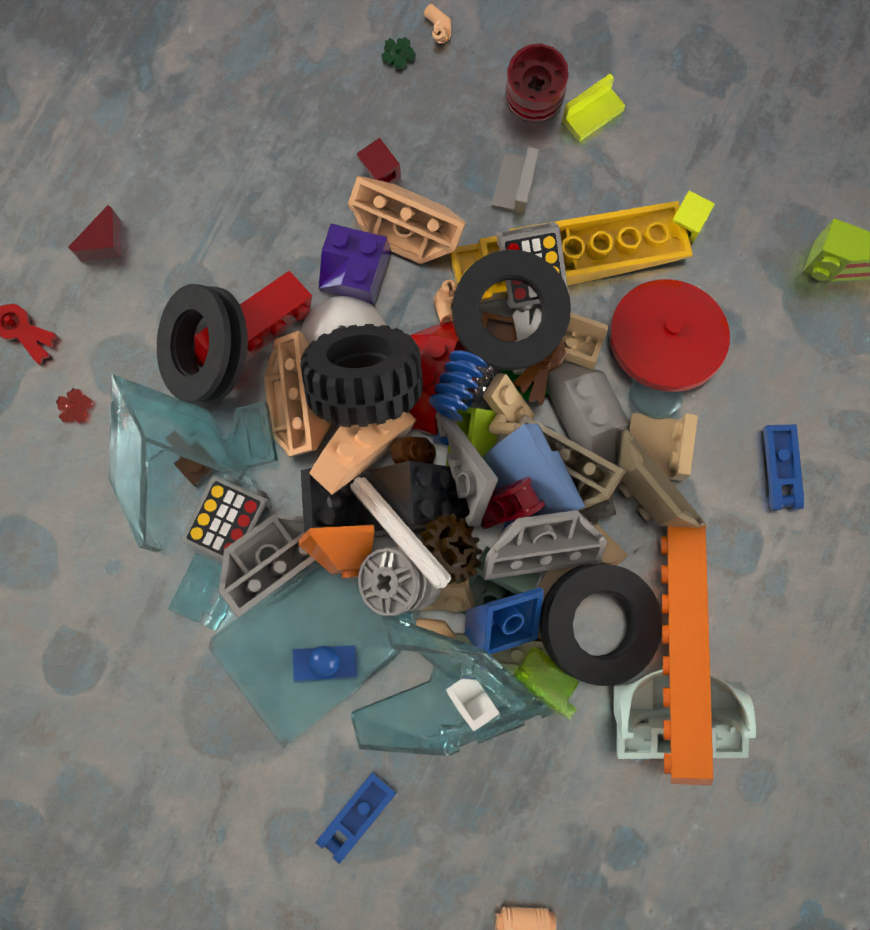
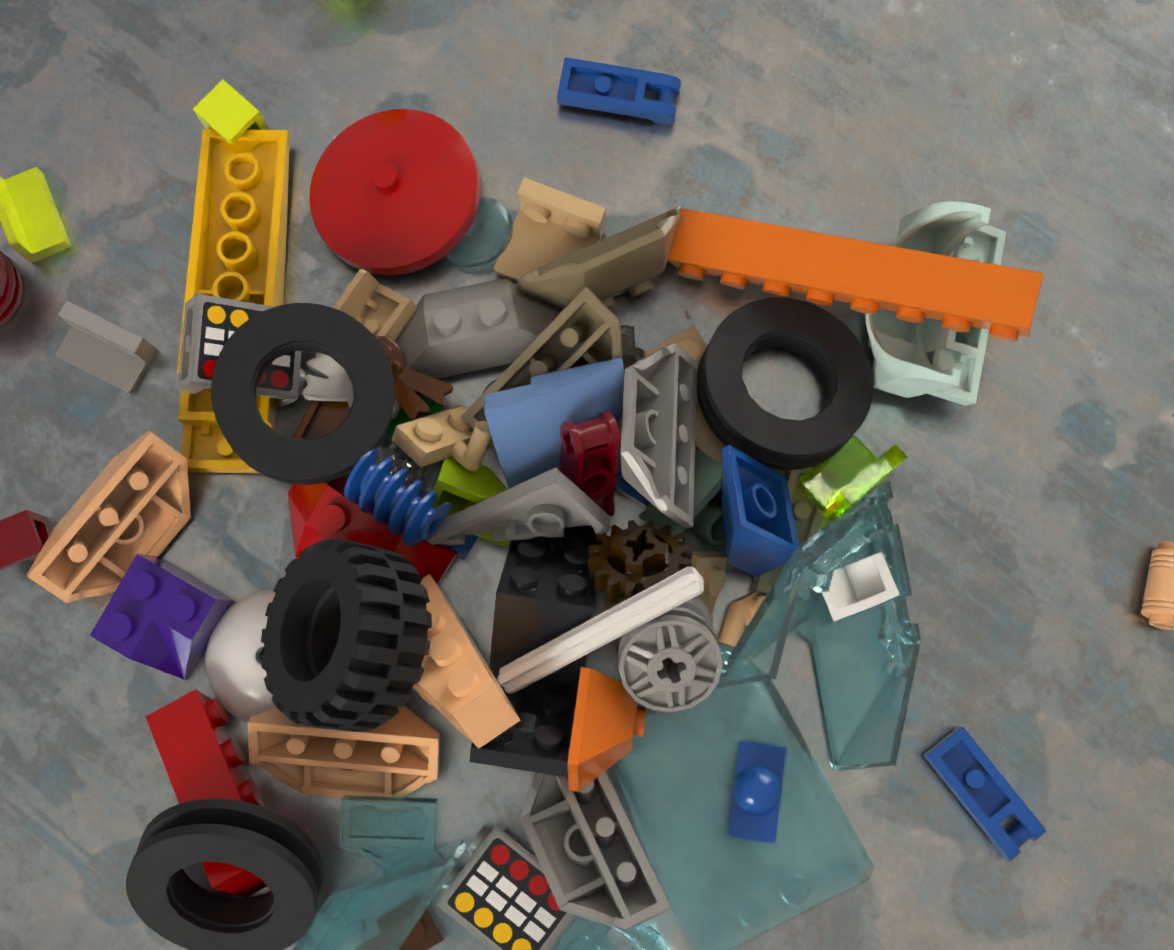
camera: 75 degrees left, 0 degrees up
(413, 449) = (476, 589): reddish brown plate -> none
(444, 299) = (256, 494): light nougat arm -> none

